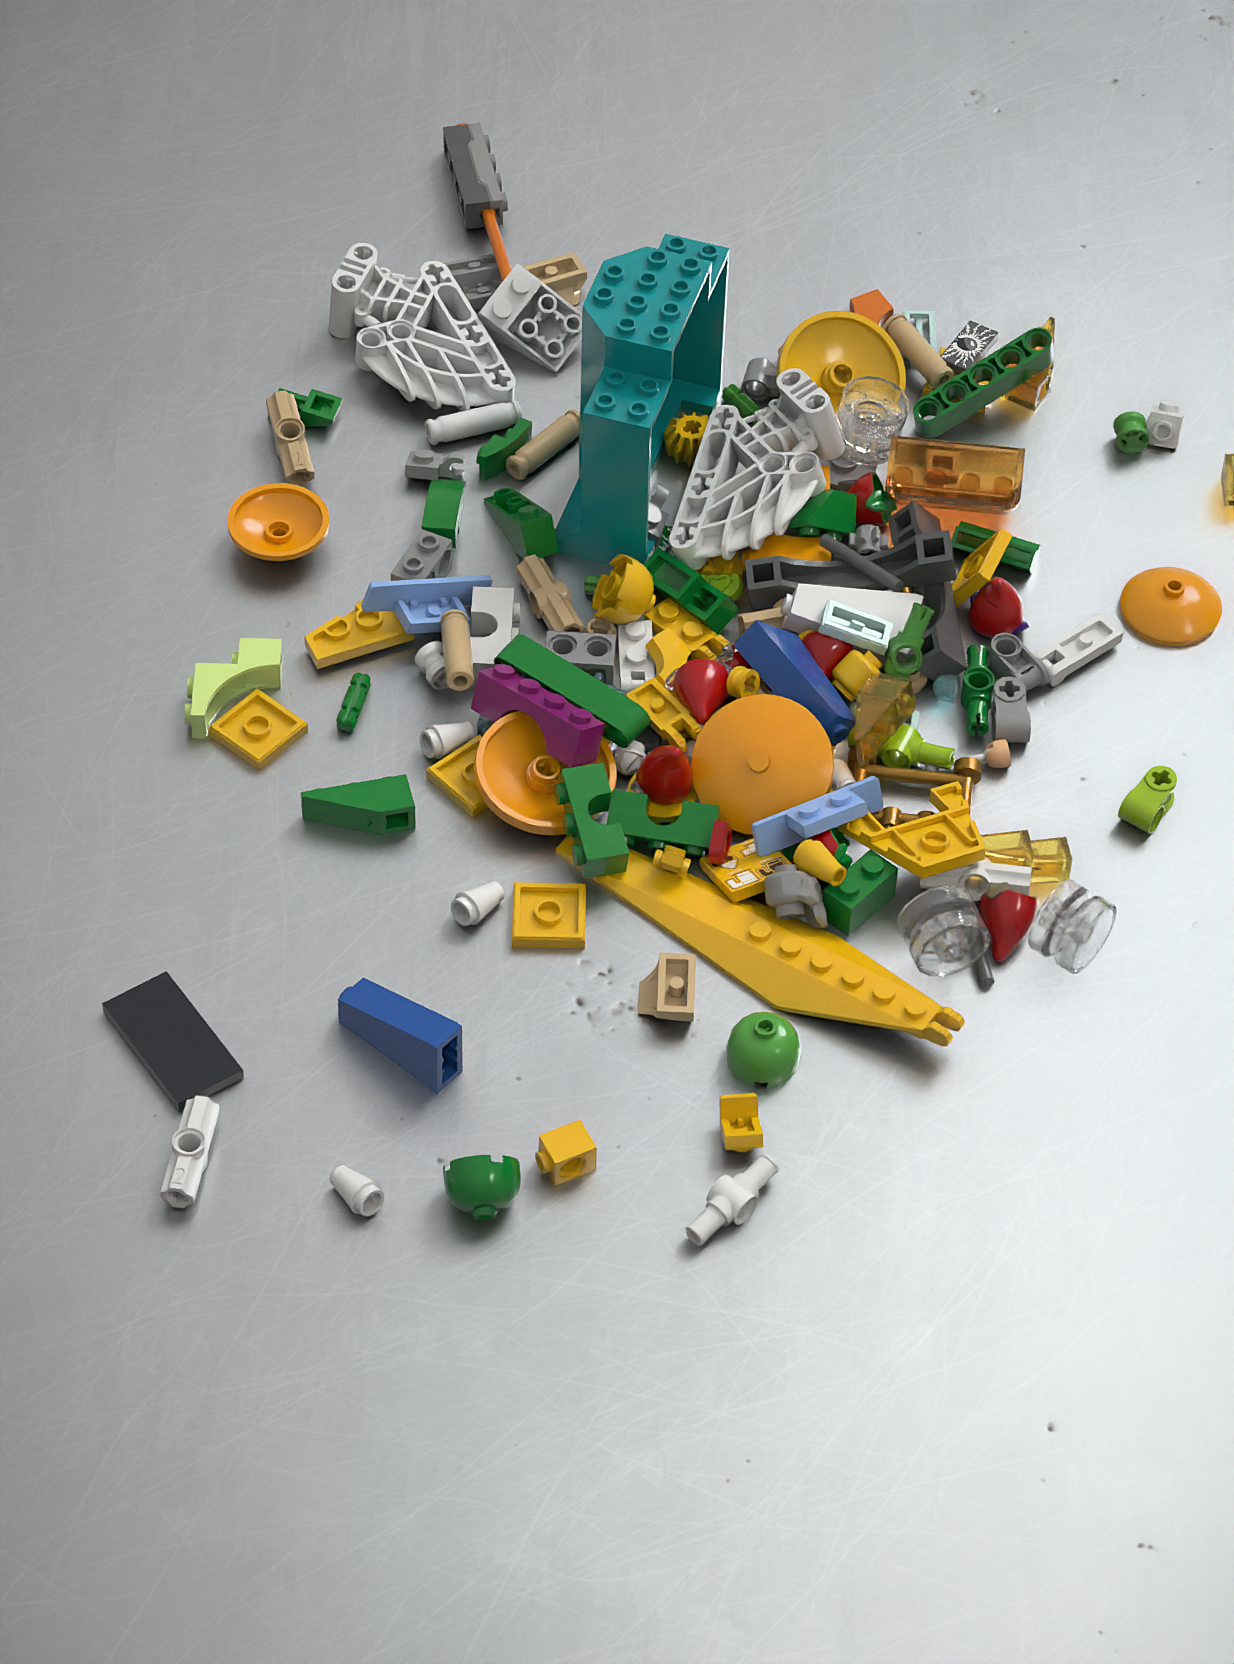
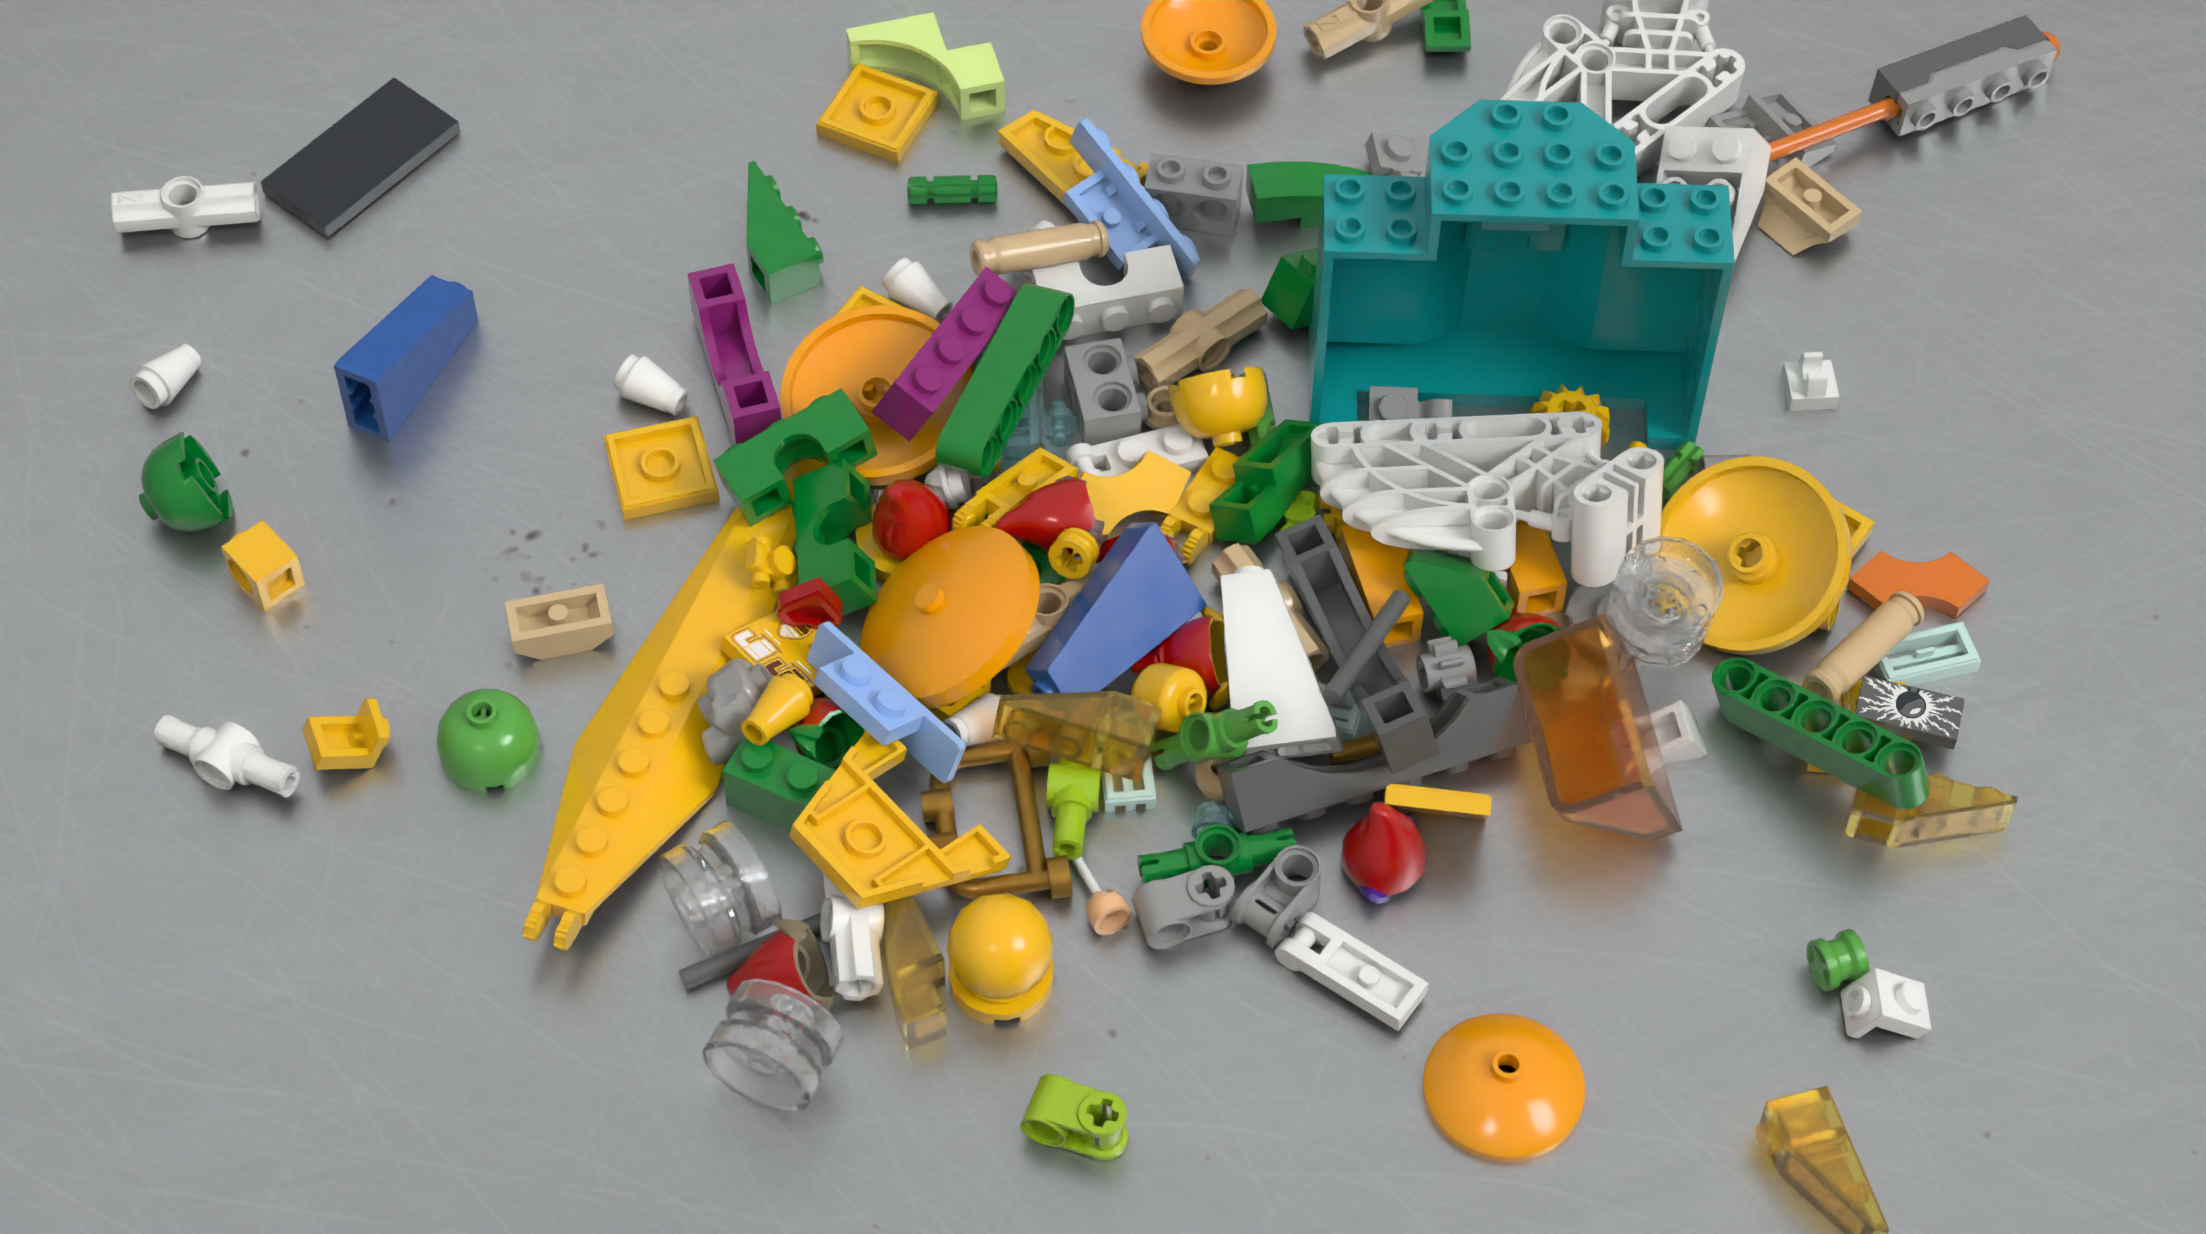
camera: 75 degrees right, 5 degrees up
(441, 846) = (730, 349): none -> magenta arch
(855, 631) = (1232, 700): light aqua tile -> none
(1022, 556) = (1514, 829): green piece -> none
(1031, 799) = (1000, 959): none -> yellow tile

